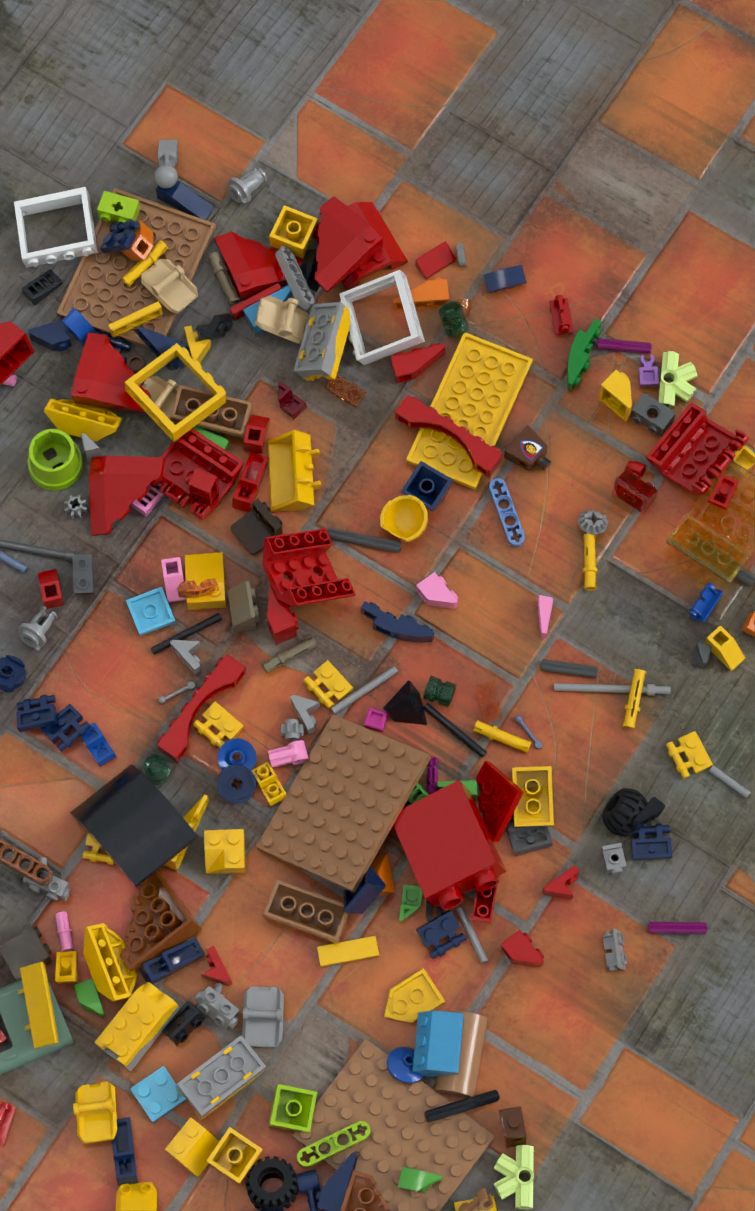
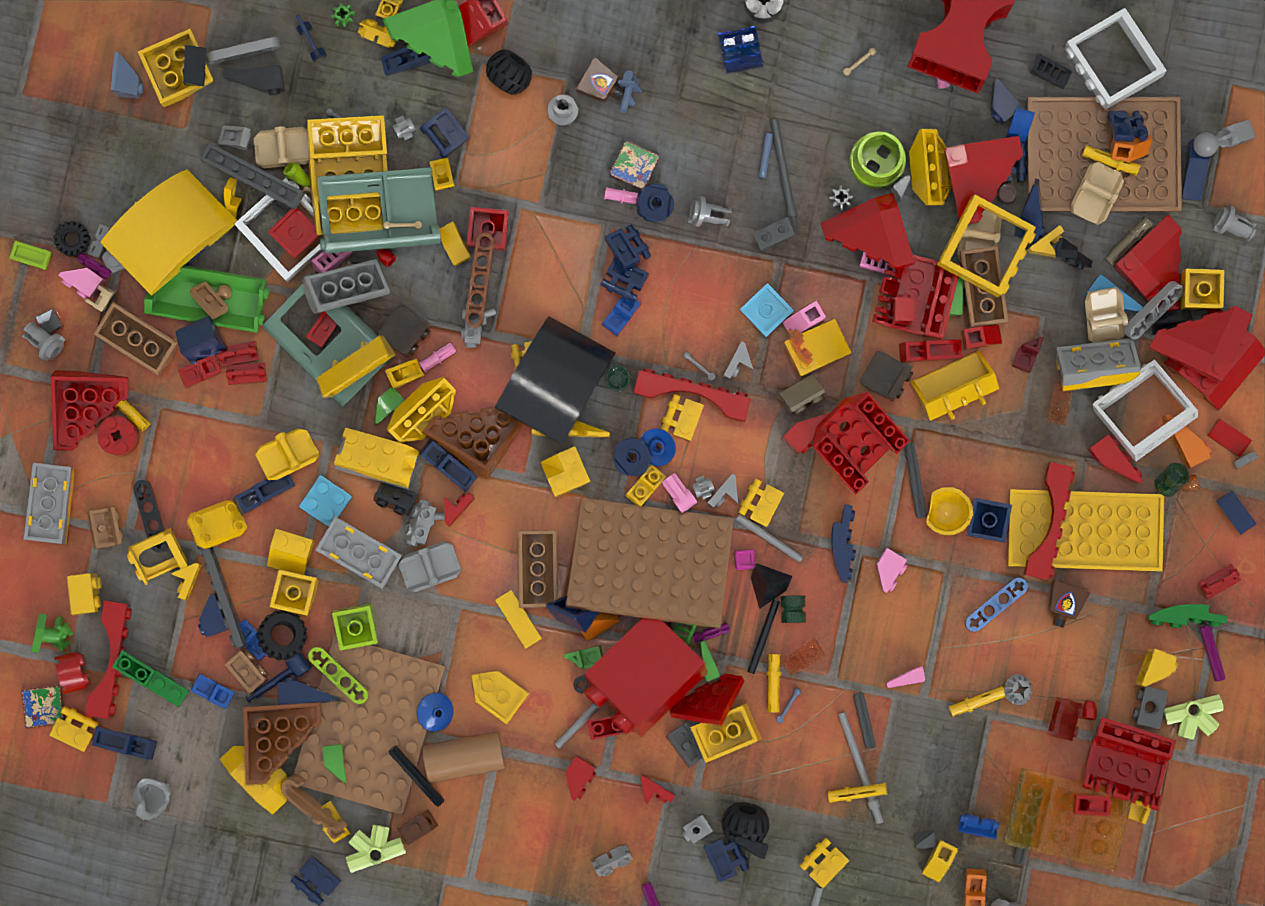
camera: 70 degrees right, 15 degrees up
(50, 589) = (752, 208): red slope -> none
(117, 208) = (1161, 102): lime brick -> none
(135, 319) = (1048, 176): yellow tile -> none
(186, 633) = (757, 350): black bar -> none
(237, 310) = (1099, 269): red tile -> none
(286, 656) = (771, 452): dark tan pin -> none
(438, 928) = (568, 693): dark blue plate -> none
(438, 1043) = (462, 734): dark azure slope -> none
(647, 374) = (1191, 688): medium lavender plate -> none

